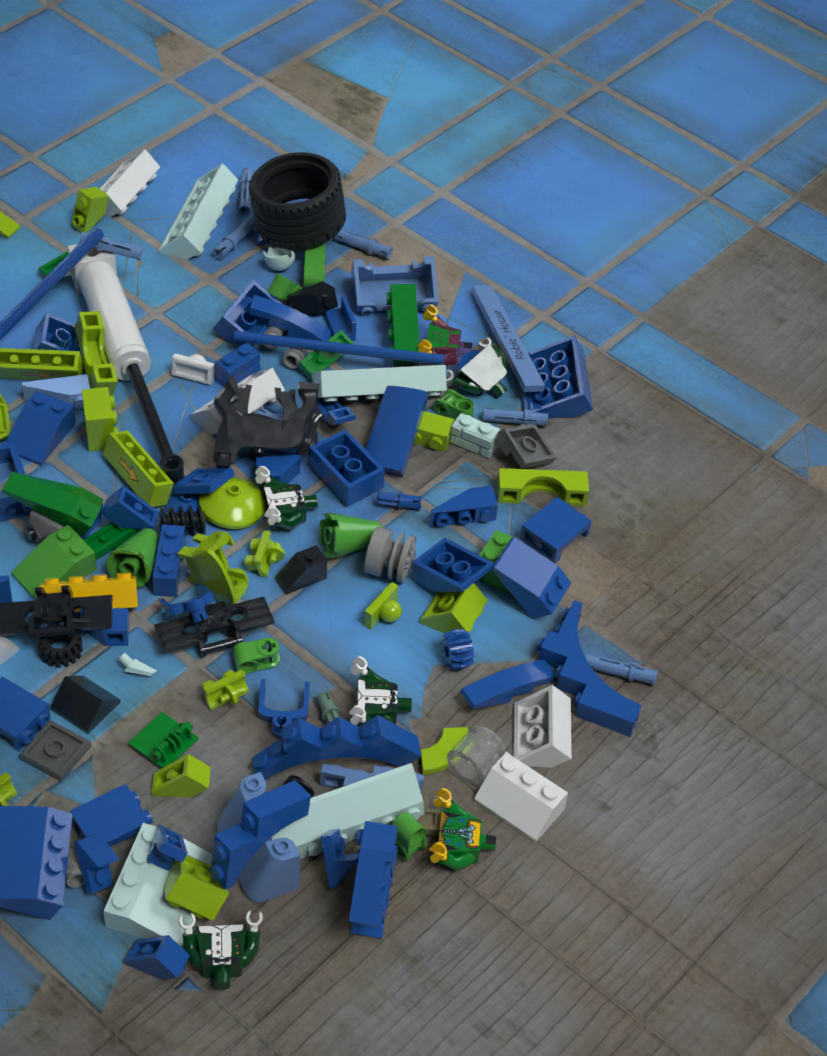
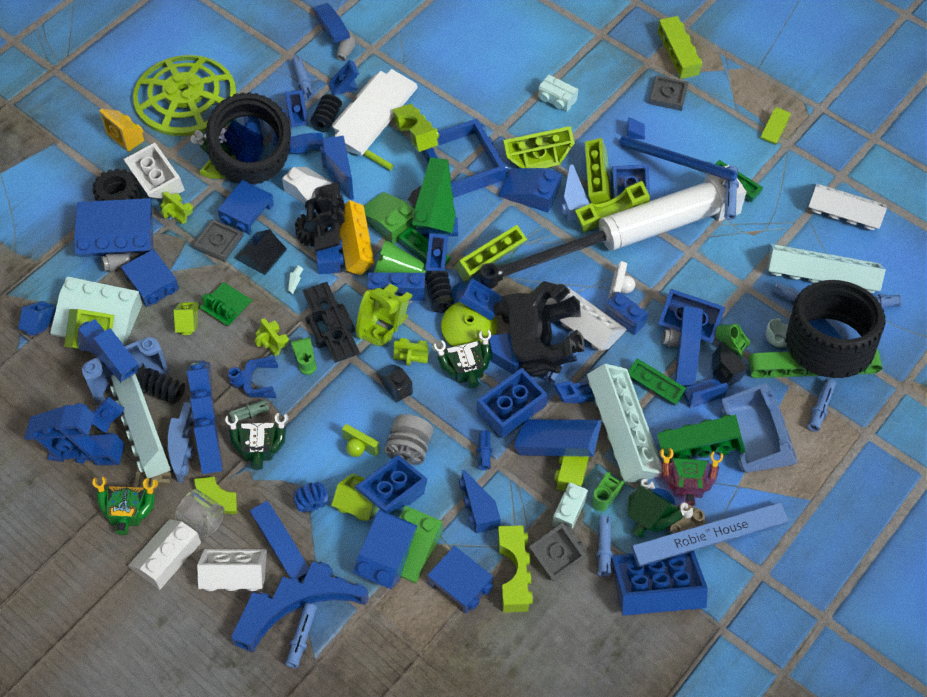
camera: 90 degrees right, 10 degrees up
(89, 208) = (801, 182): lime slope -> none
(94, 862) = (109, 267): blue slope -> none
(98, 416) = (539, 218): lime brick -> none
(166, 848) = (110, 303): blue slope -> none
(194, 605) = (337, 298): blue piece -> none
(221, 949) = (40, 351): torso -> none
(293, 356) = (653, 357): light grey cone -> none
(336, 347) = (654, 455): blue piece -> none
(345, 534) = (434, 408): bright green cone -> none
(410, 836) = (123, 466): bright green piece -> none

